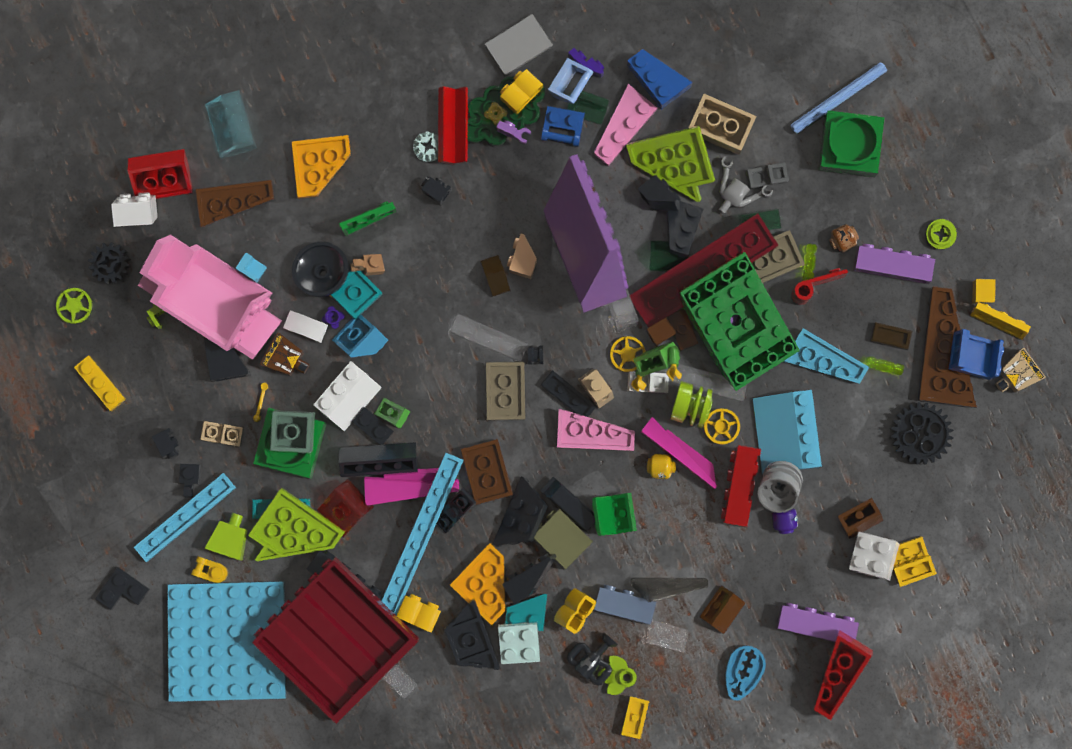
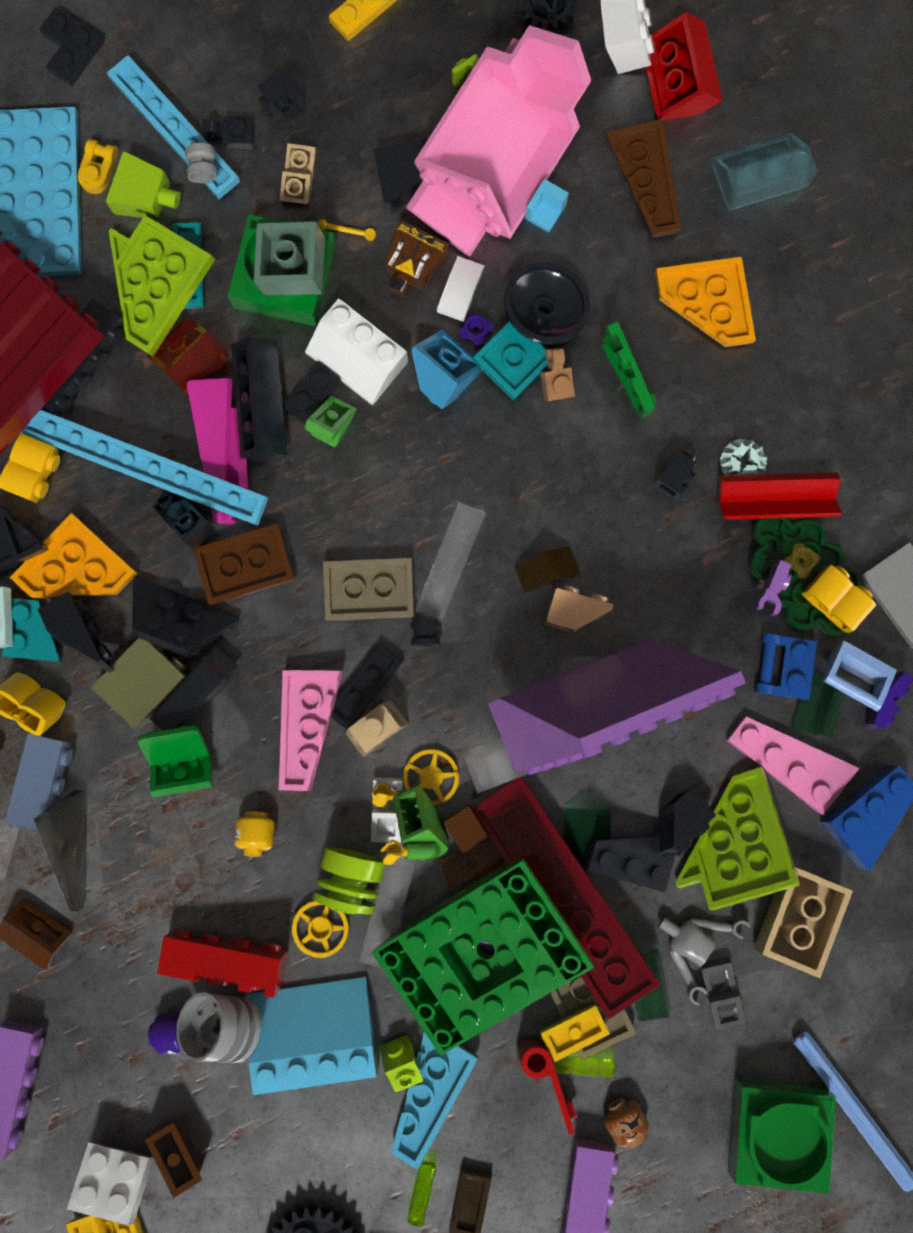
camera: 85 degrees right, 0 degrees up
(216, 495) = (200, 163): none -> light grey wheel
(680, 452) = (277, 863): dark pink wedge -> none
(787, 267) = (574, 1032): none -> yellow plate
(805, 376) = (400, 1063): none -> lime bracket

